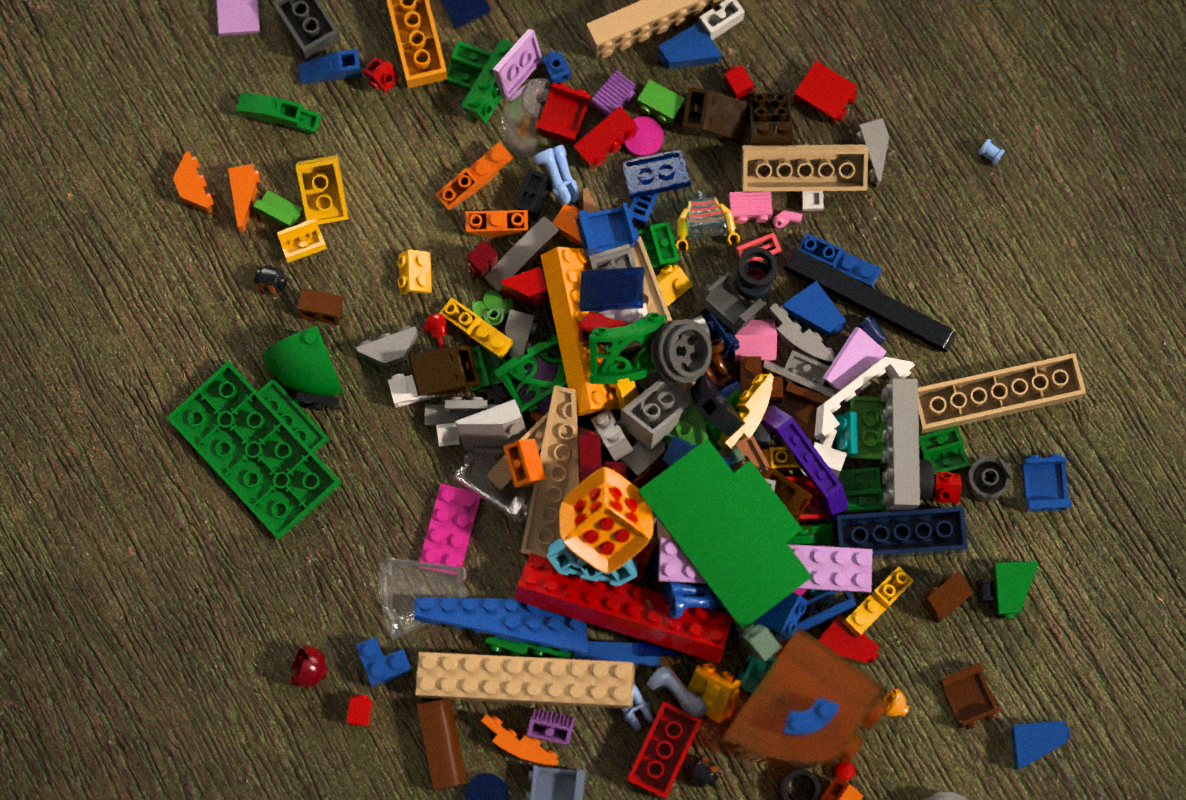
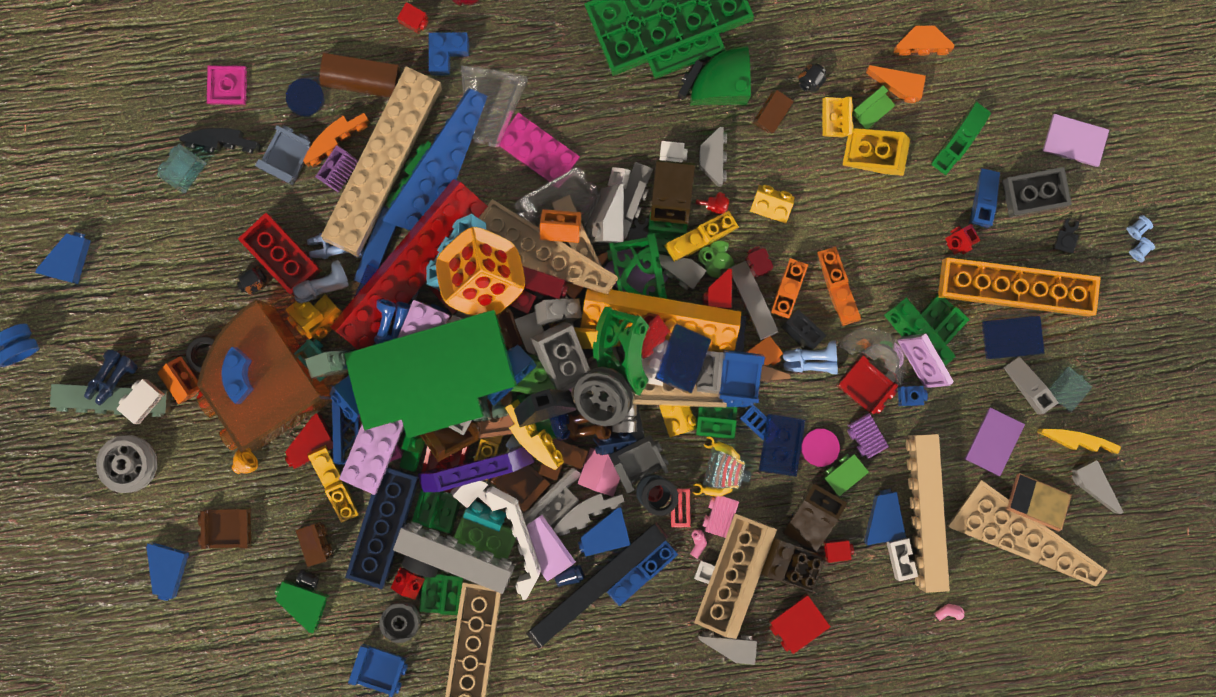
camera: 115 degrees right, 10 degrees up
(606, 138) = (829, 413): red brick -> none

